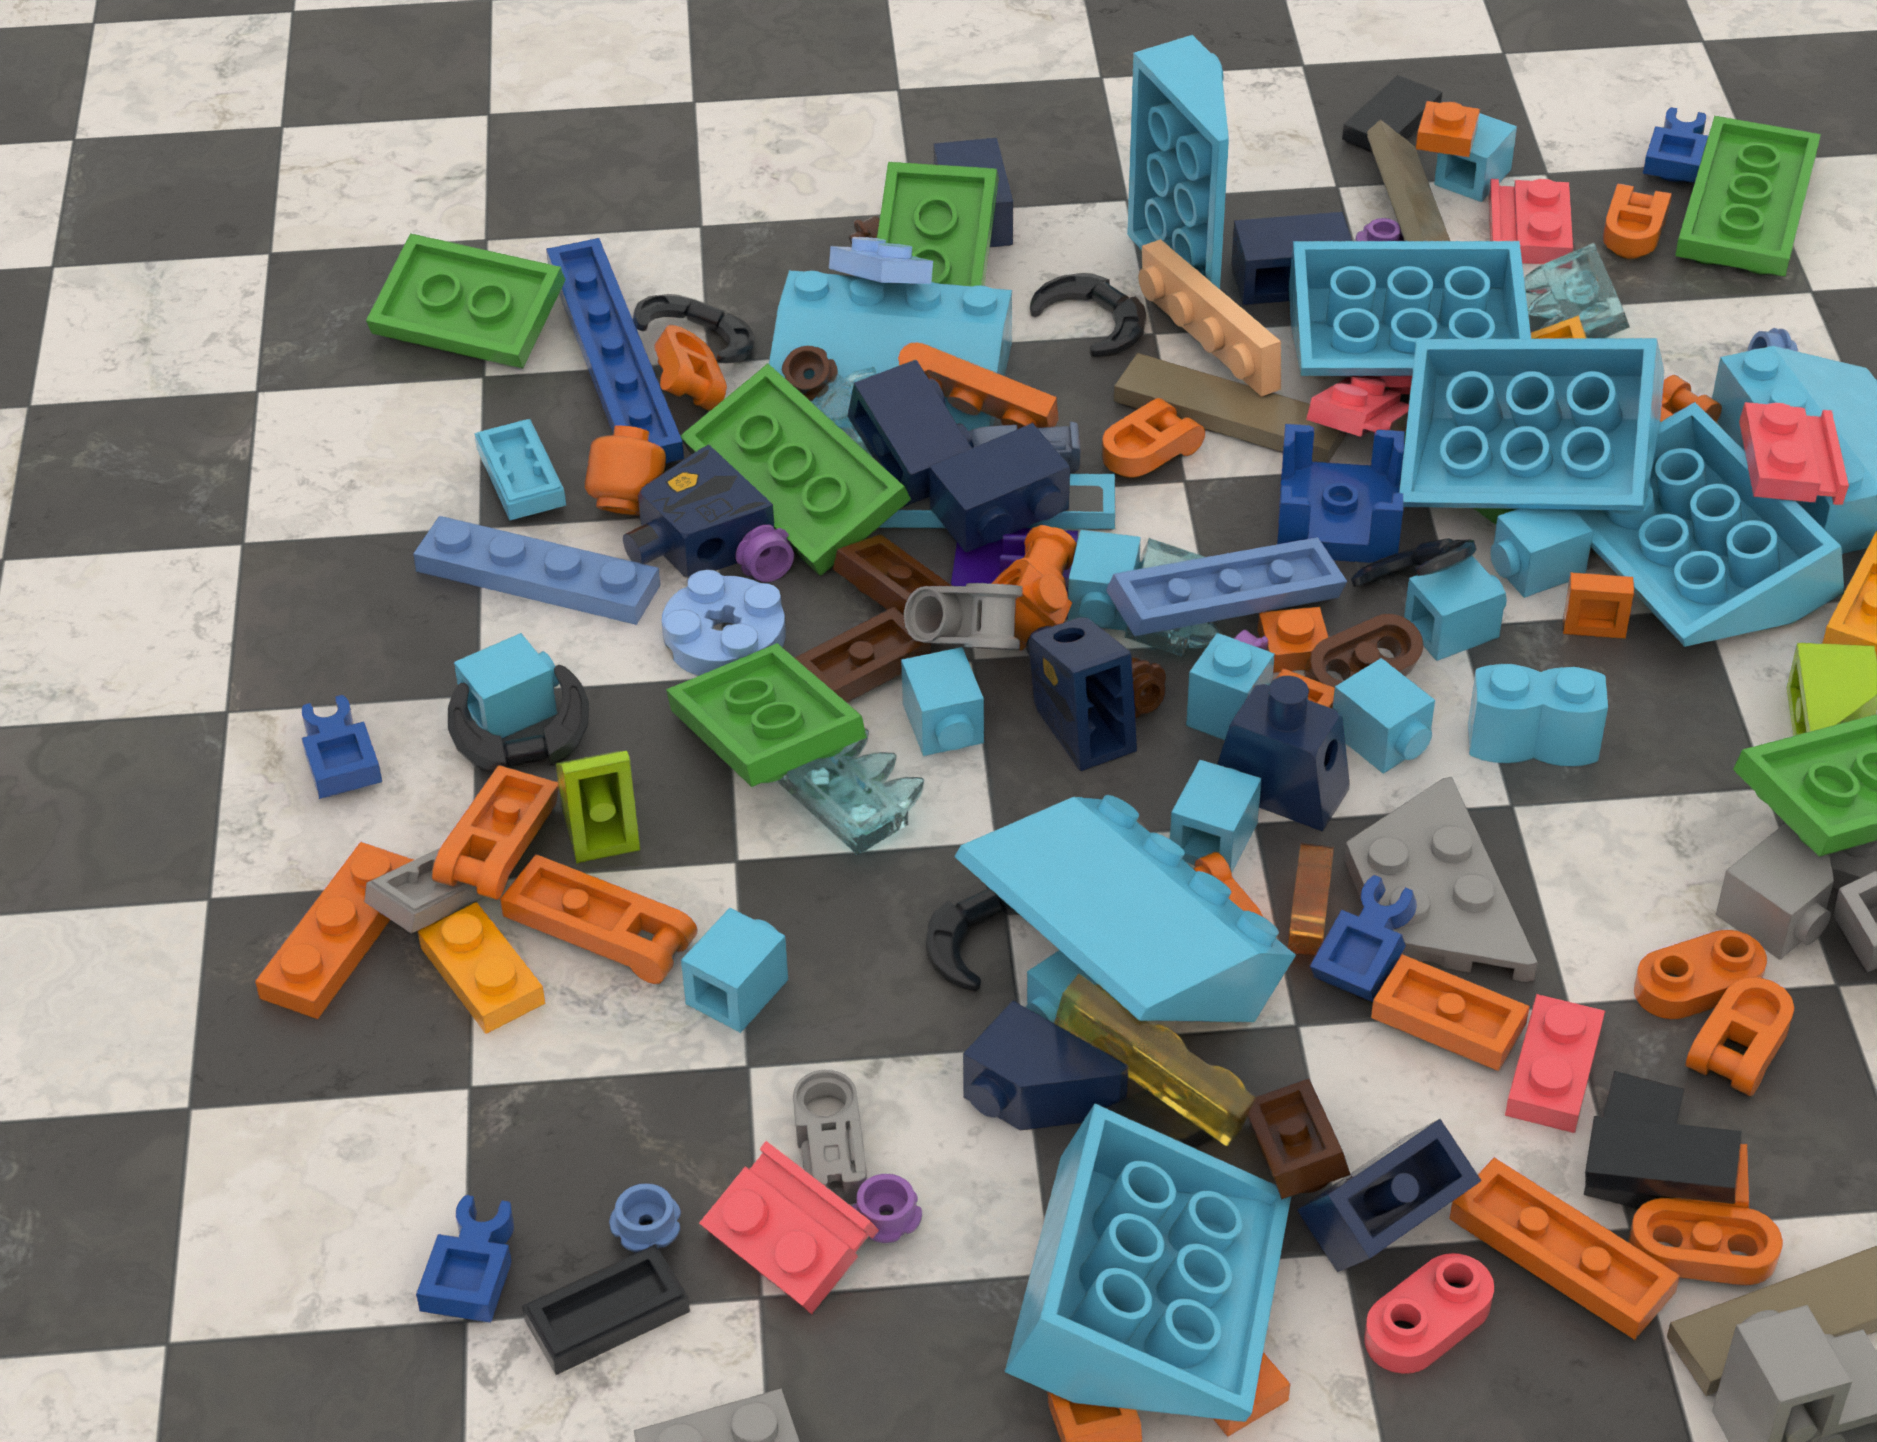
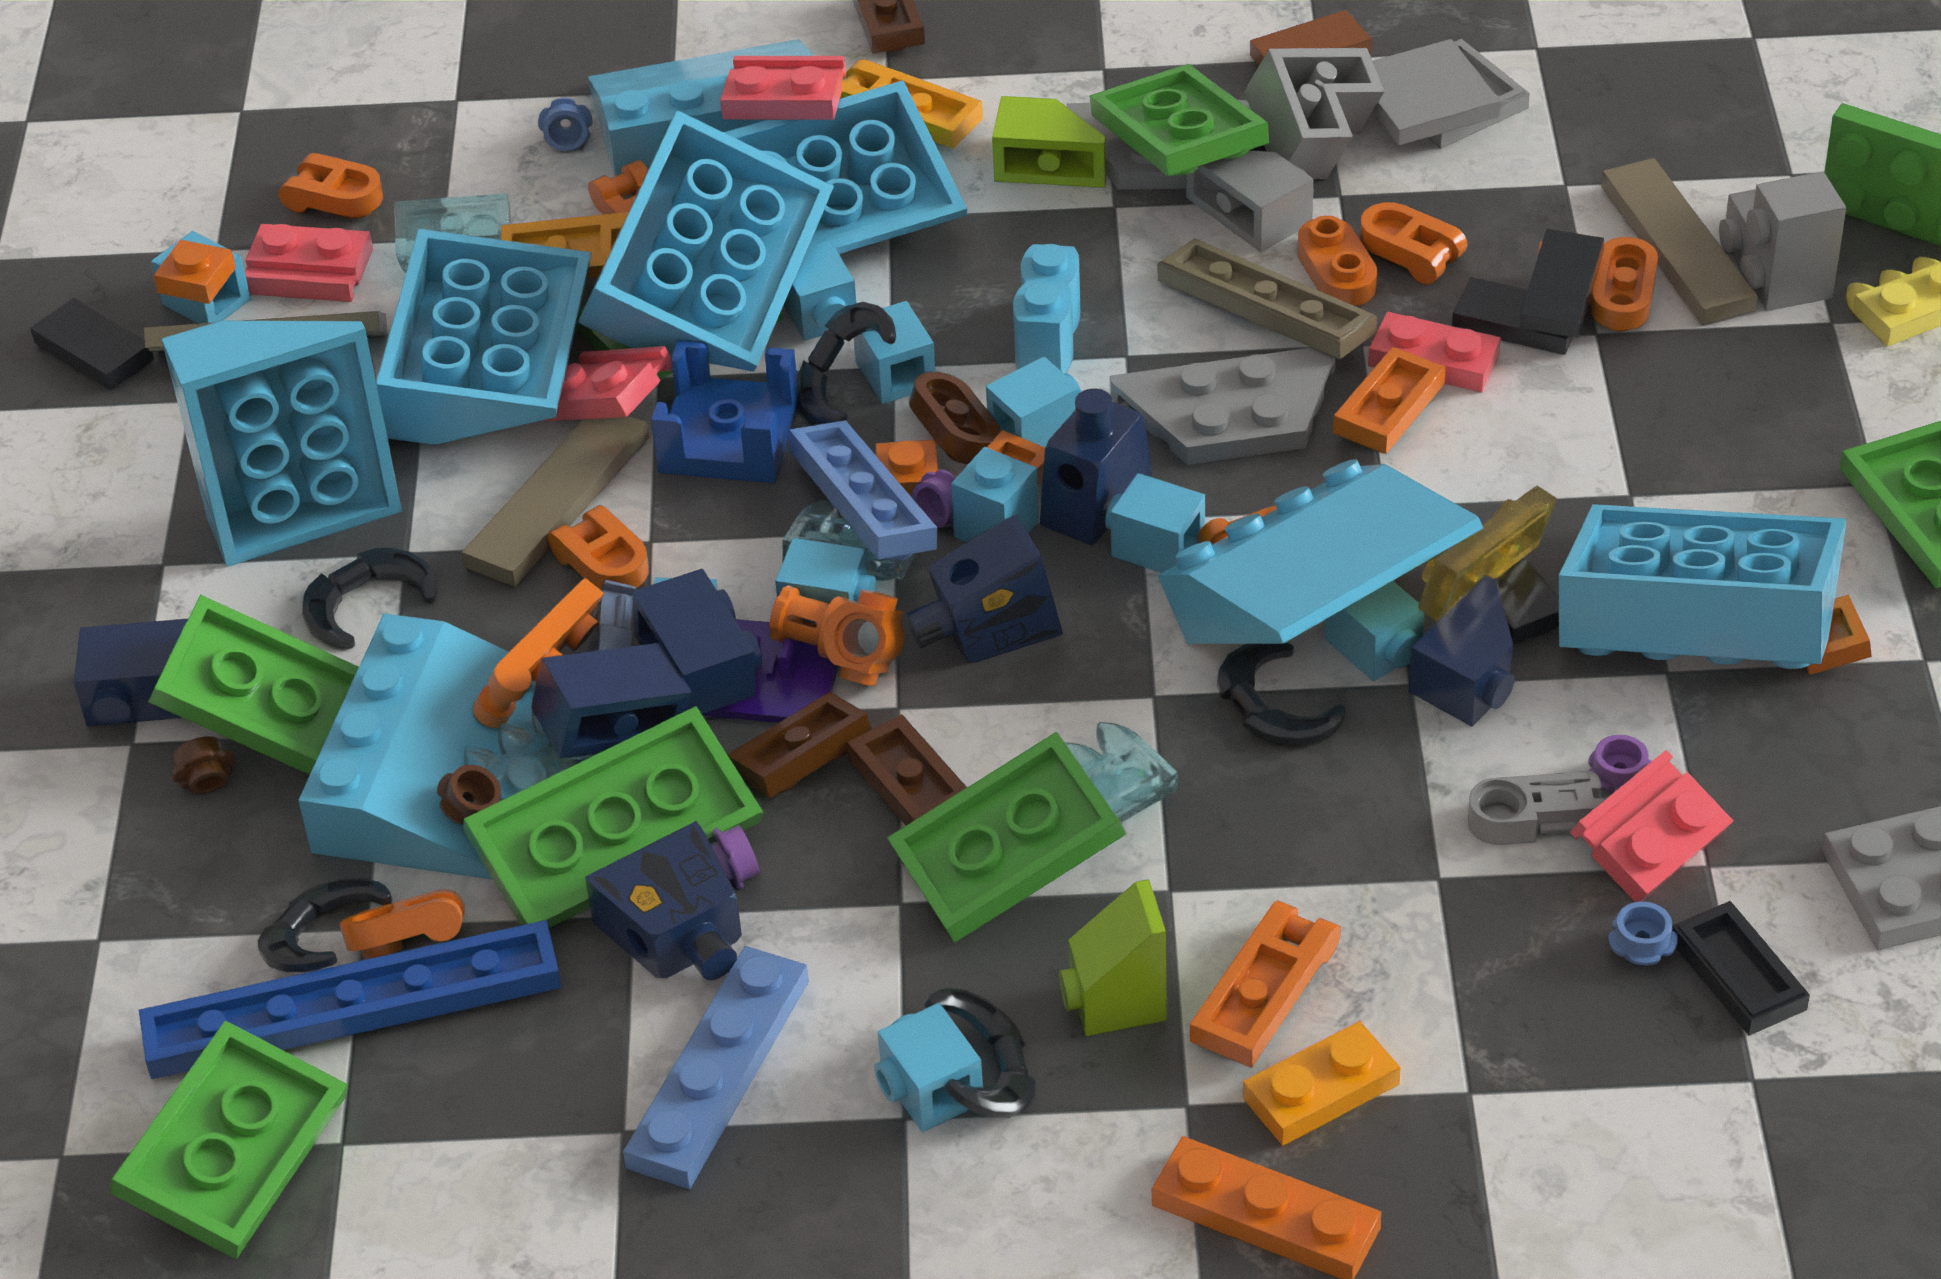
camera: 85 degrees left, 0 degrees up
(338, 751) = (1013, 1215): blue plate -> none
(412, 896) = (1223, 1112): light grey plate -> none
(468, 1270) = (1716, 1060): blue plate -> none
(495, 831) = (1161, 1052): orange plate -> none
(520, 469) = (550, 1080): medium azure plate -> none
(621, 467) = (597, 964): orange head -> none
(718, 599) = (826, 866): light blue plate -> none
(735, 969) = (1344, 865): medium azure brick -> none
(880, 262) = (348, 693): light blue plate -> none
(942, 701) = (988, 710): medium azure brick -> none
(964, 615) = (908, 651): light grey piece -> none
(1211, 317) = (434, 482): light nougat plate -> none
(1297, 1139) = (1569, 474): reddish brown plate -> none
(1310, 899) = (1258, 469): clear orange beam -> none
(1365, 948) = (1316, 439): blue plate -> none
(1389, 1195) = (1610, 435): dark blue brick -> none
(1435, 1308) = (1697, 444): coral plate -> none
(1565, 1248) = (1634, 359): orange plate -> none
(1598, 605) = (900, 262): orange plate -> none
(1604, 904) = (1267, 298): none -> dark tan tile
(1676, 148) = (229, 149): blue plate -> none
(1748, 196) = (317, 109): bright green plate -> none

